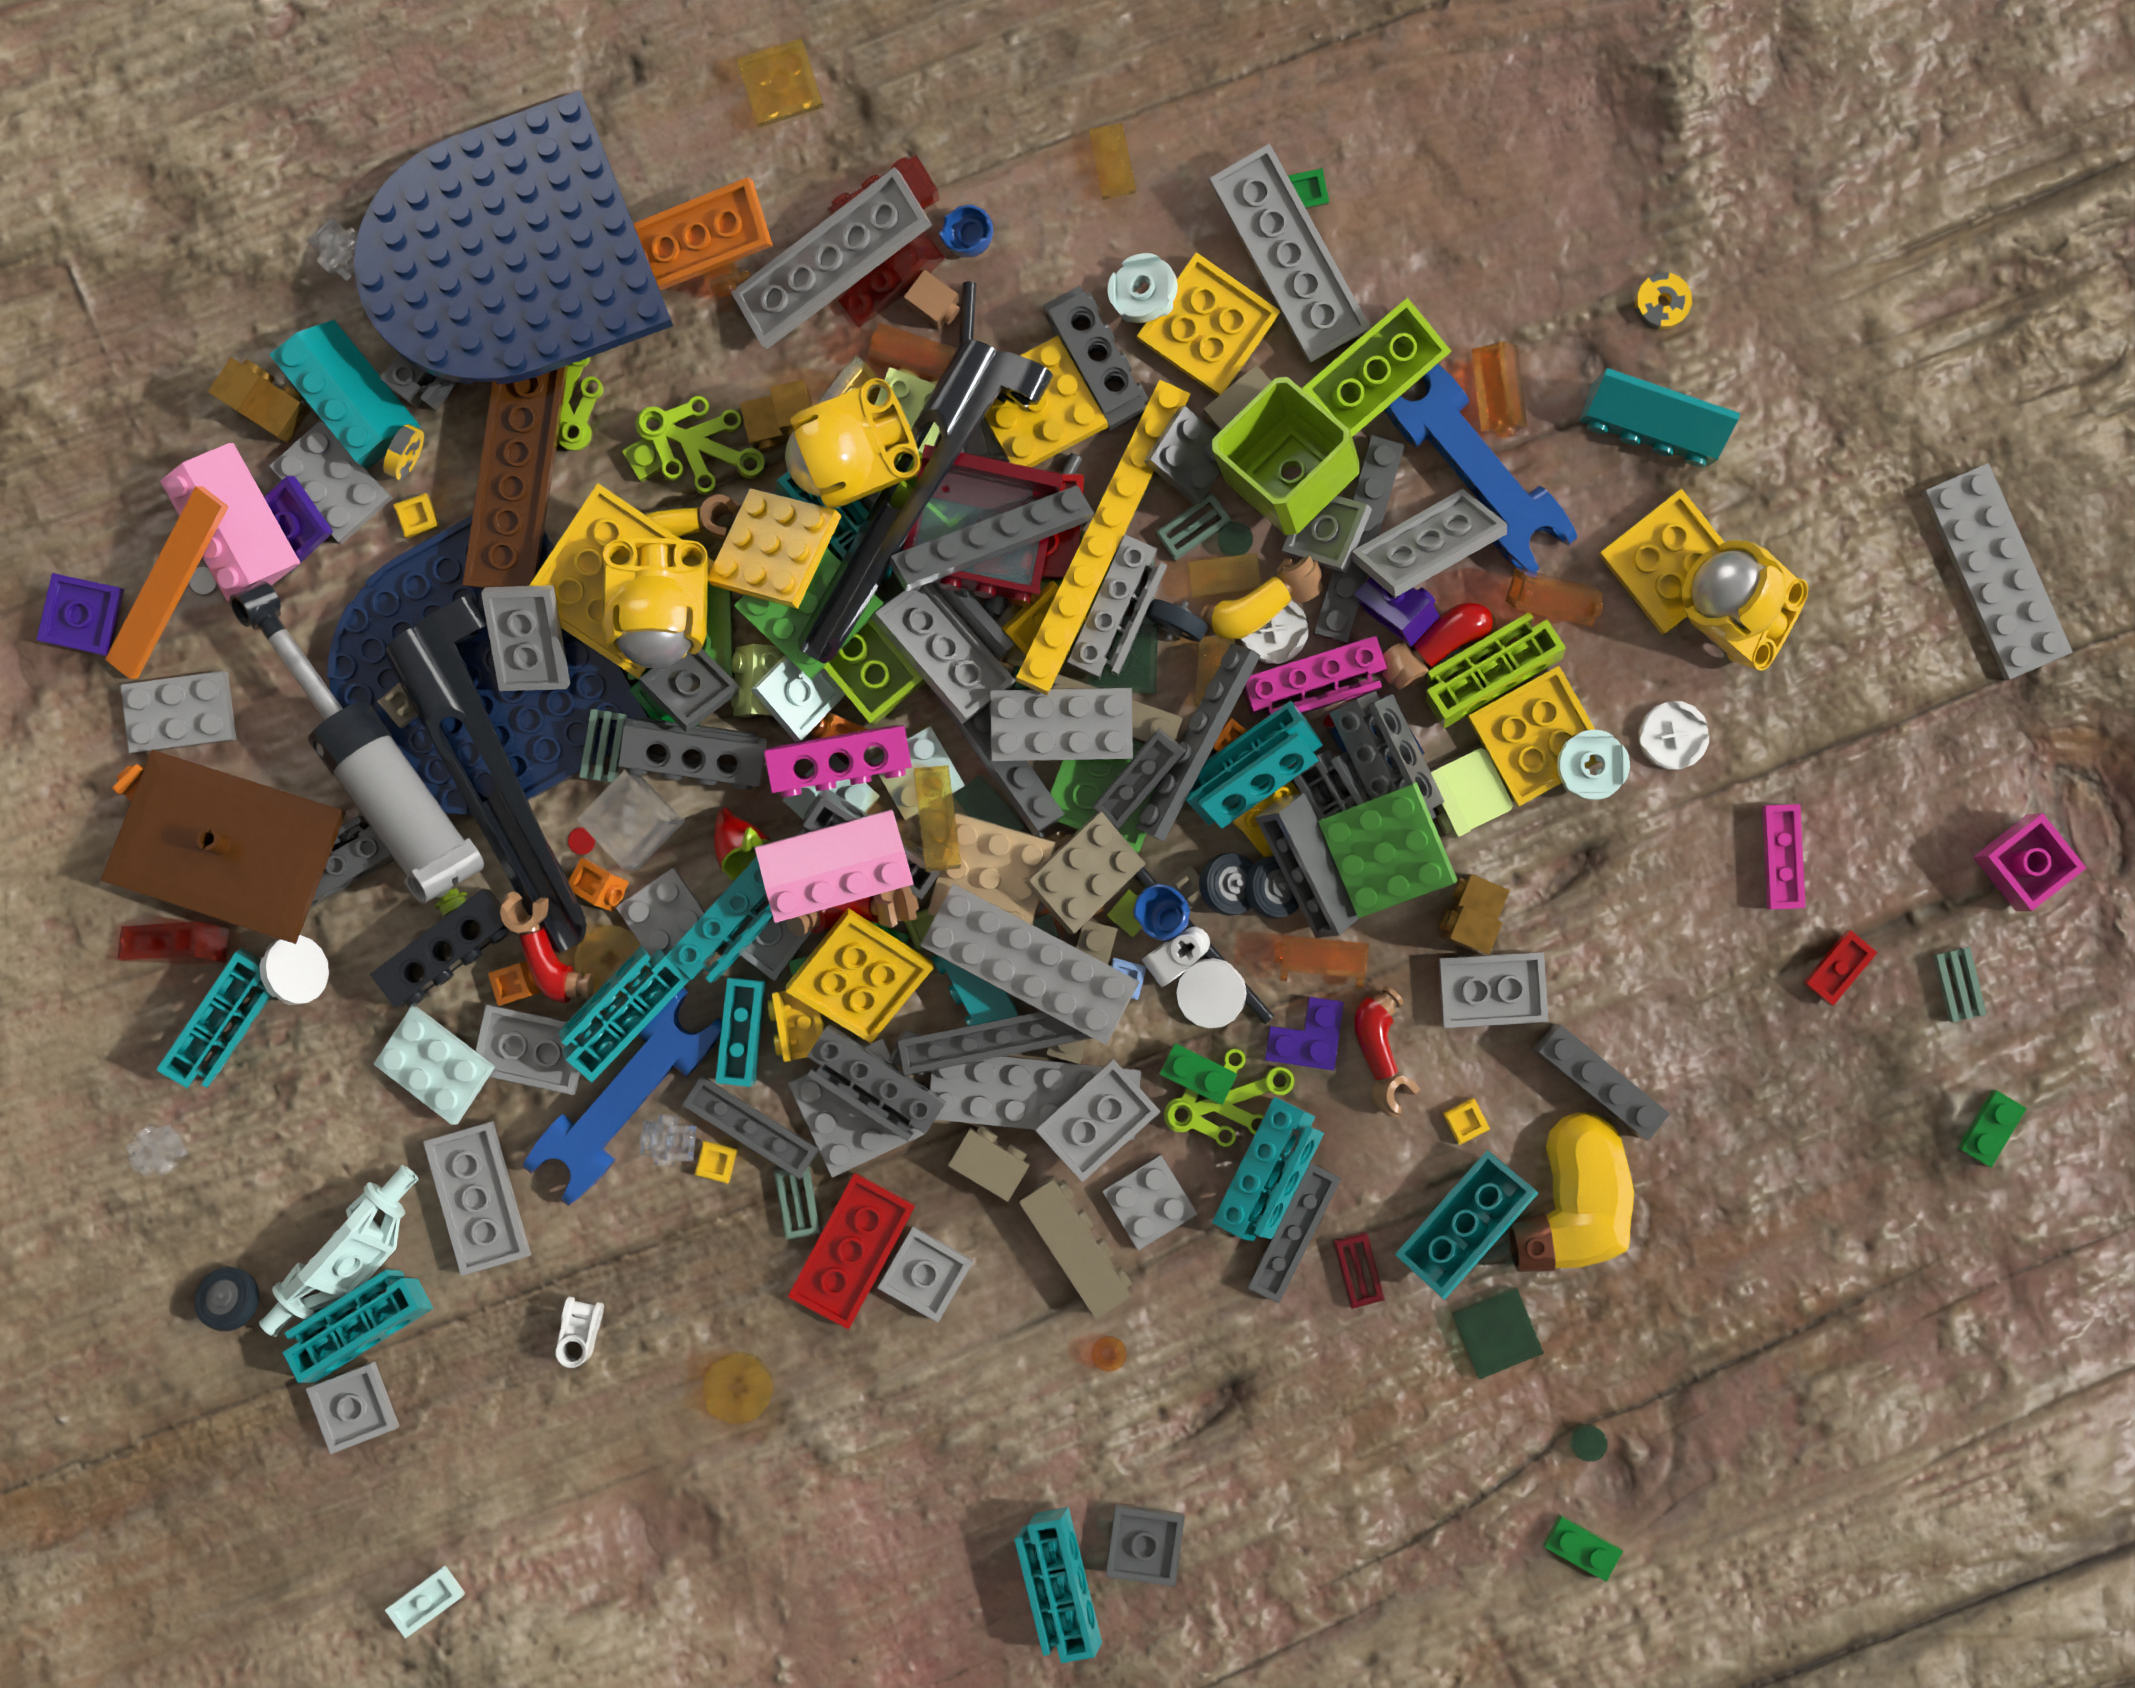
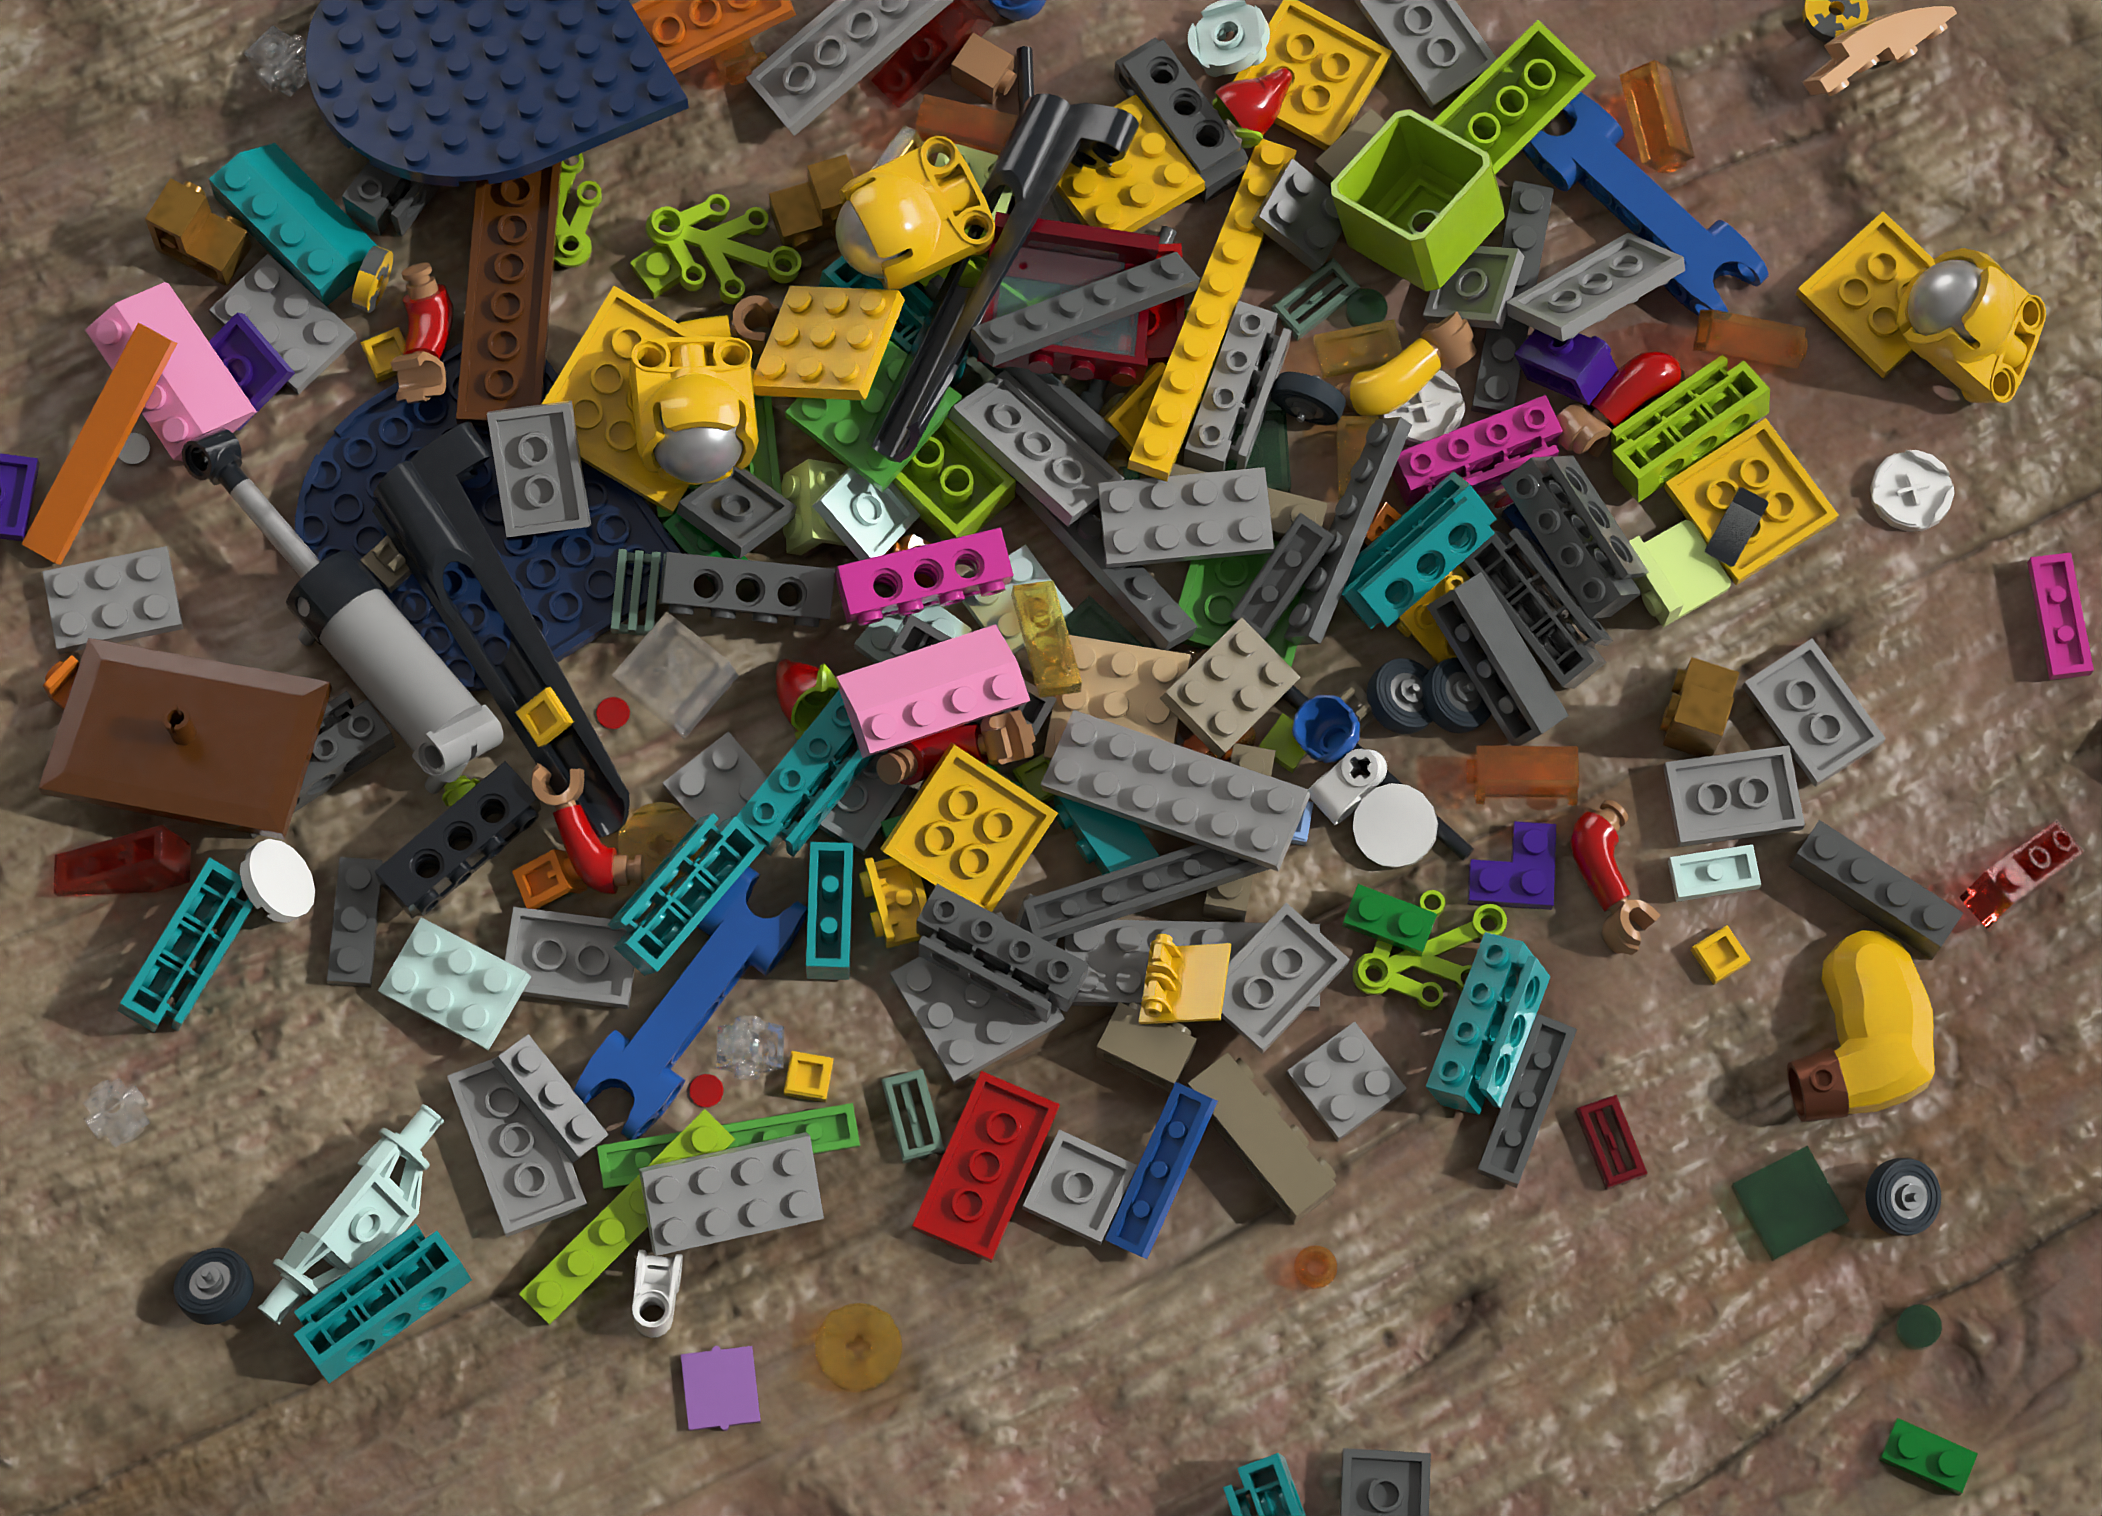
camera: 10 degrees left, 15 degrees down
(352, 1407) = (378, 1409): light grey plate -> none
(359, 1004) = (354, 923): none -> dark grey plate
(450, 494) = (429, 327): none -> piece
(503, 1170) = (550, 1098): none -> plate
(518, 851) = (544, 717): none -> yellow tile
(560, 1270) = (614, 1227): none -> lime plate
(597, 885) = (640, 757): orange bracket -> none
(626, 1409) = (720, 1388): none -> medium lavender piece
(633, 1165) = (706, 1090): none -> red sticker
(642, 1262) = (731, 1193): none -> light grey plate
(645, 1217) = (828, 1128): none -> bright green plate
(751, 1127) = (850, 1026): dark grey plate -> none
(991, 1270) = (1161, 1170): none -> blue plate
(1023, 1121) = (1184, 982): none -> yellow hinge
(1156, 356) = (1253, 104): none -> red hat
(1387, 850) = (1587, 627): bright green plate -> none
(1466, 1224) = (1731, 1062): teal slope -> none
(1469, 1054) = (1714, 873): none -> light aqua plate
(1523, 759) = (1736, 527): none -> black sticker
(1567, 923) = (1813, 712): none -> light grey plate
(1589, 1339) = (1903, 1196): none -> black wheel
(1606, 779) = (1807, 543): light aqua plate -> none
(1658, 418) = (1845, 132): teal slope -> none
(1702, 330) = (1876, 40): none -> light nougat slope
(1721, 1076) = (2021, 874): none -> clear red slope

